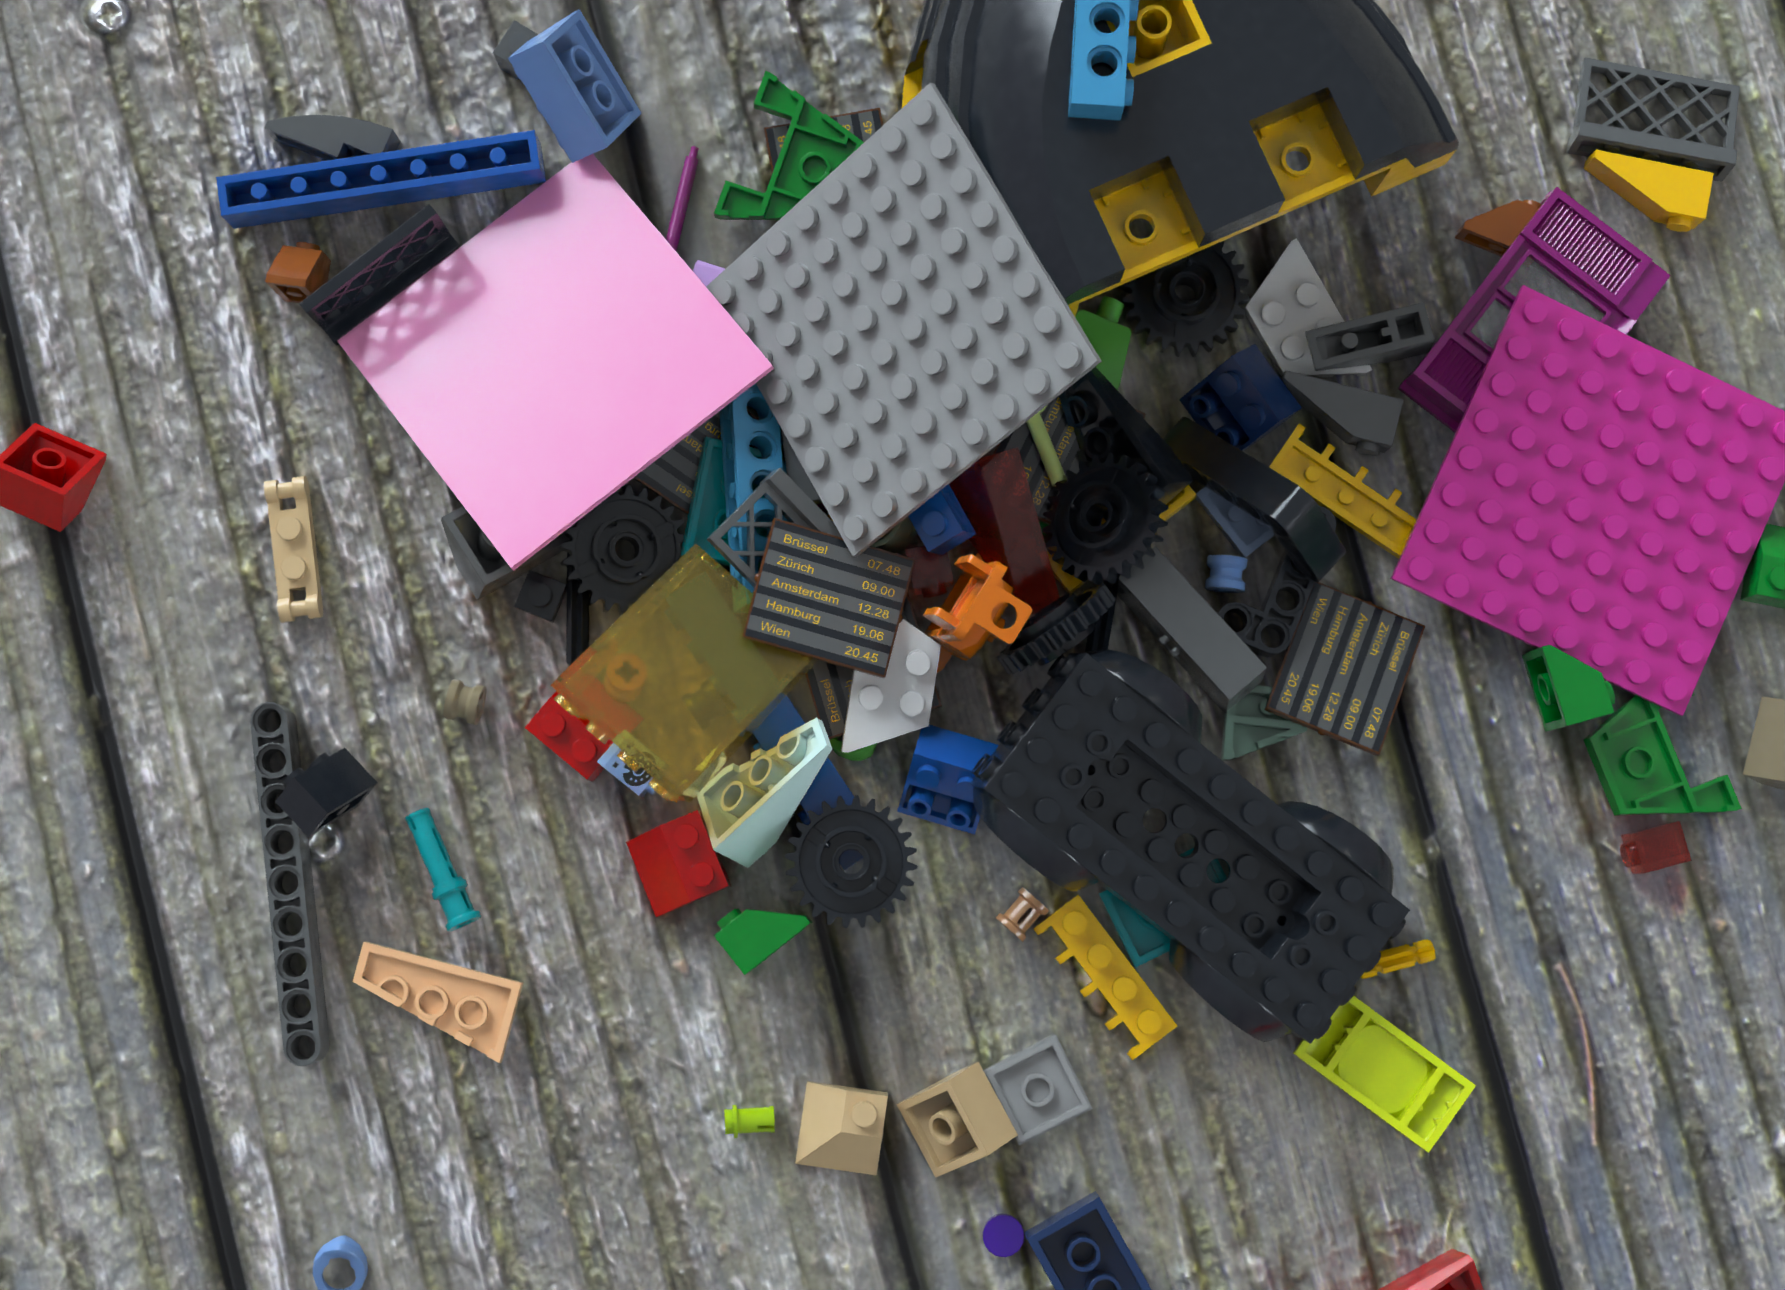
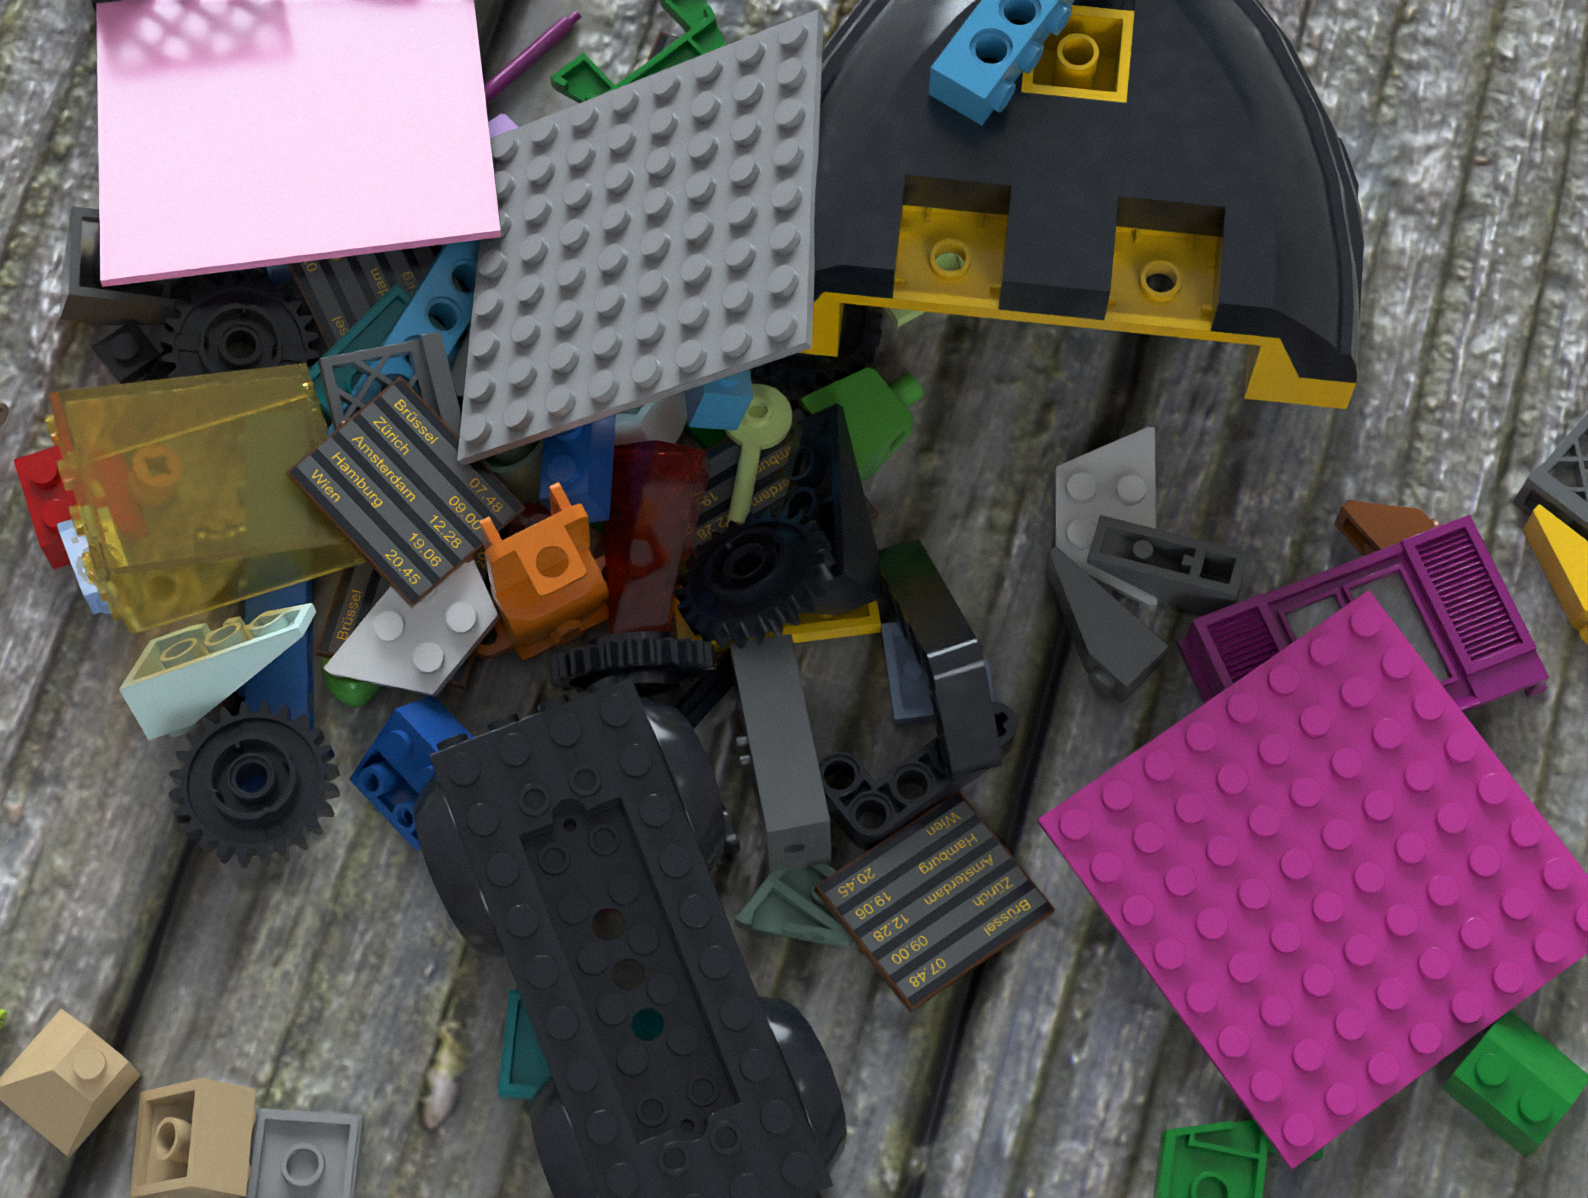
camera: 30 degrees right, 15 degrees down
(678, 863) = (79, 697): red slope -> none
(757, 934) = (109, 813): green slope -> none
(1022, 914) = (395, 956): medium nougat bush -> none
(1110, 973) = (465, 1086): yellow hinge -> none
(1195, 320) = (990, 448): black gear -> none
(1226, 573) = (863, 726): medium blue wheel -> none
(1241, 399) = (992, 555): dark blue slope -> none
(1344, 494) = (1042, 708): yellow hinge -> none
(1566, 688) = (1172, 1060): green slope -> none

